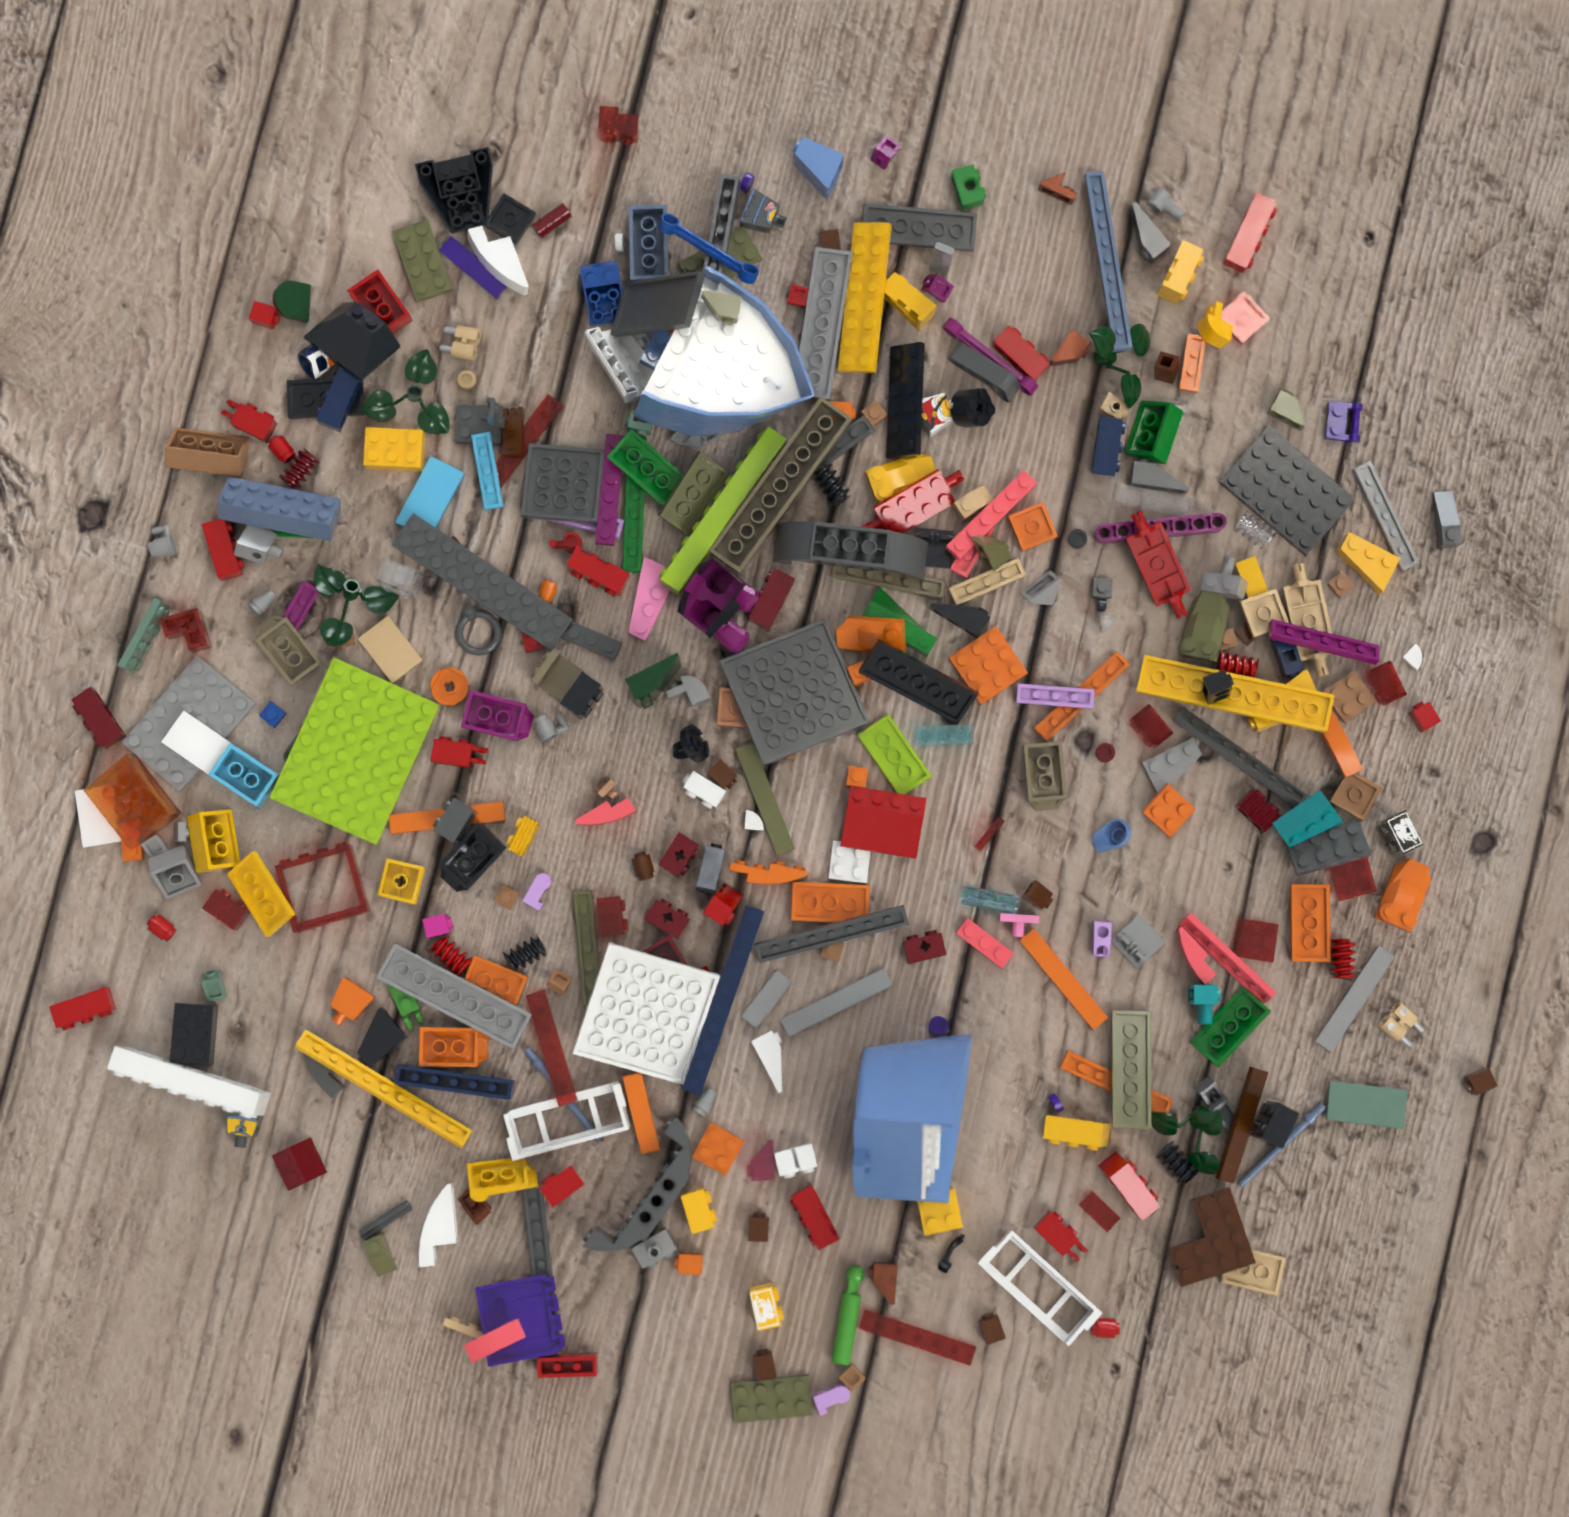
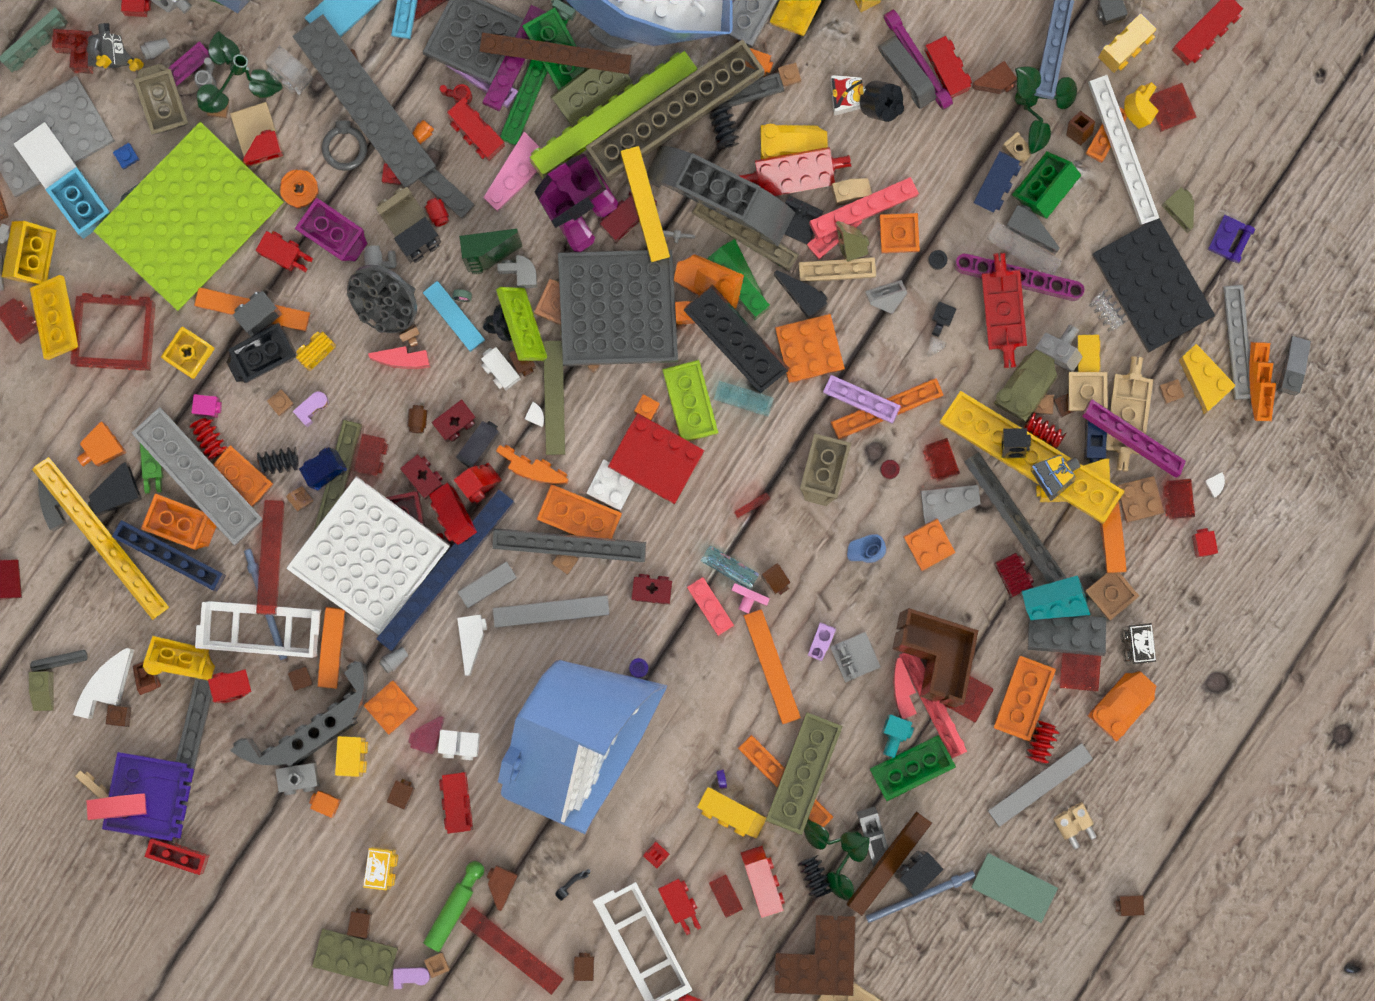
camera: 25 degrees right, 0 degrees up
(220, 621) = (108, 51): none -> dark grey torso
(321, 613) = (205, 76): none -> light grey piece
(402, 661) = (263, 148): none -> red slope
(462, 1252) = (118, 716): none -> reddish brown brick
(570, 763) = (383, 297): none -> dark grey bracket
(570, 945) = (322, 468): none -> clear blue brick
(589, 662) = (437, 212): none -> red brick
(622, 1152) = (300, 678): none -> reddish brown tile
(641, 755) = (453, 316): none -> medium azure tile
(642, 733) = (462, 295): none -> sand green tile
(648, 472) = (555, 53): none -> reddish brown plate
(709, 740) = (521, 324): none -> lime tile
(710, 944) = (452, 514): none -> red brick
(785, 585) = (644, 204): none -> yellow tile
(823, 603) = (677, 235): none -> light grey piece
(905, 400) = (822, 72): black plate -> none
(938, 1216) = (574, 844): yellow brick -> none
(1020, 1196) = (656, 855): none -> red tile
(1214, 374) = (1123, 149): none -> white plate
(1224, 904) = (946, 648): none -> reddish brown piece
(1265, 703) = (1055, 474): none -> torso
(1418, 540) = (1260, 377): none -> orange slope

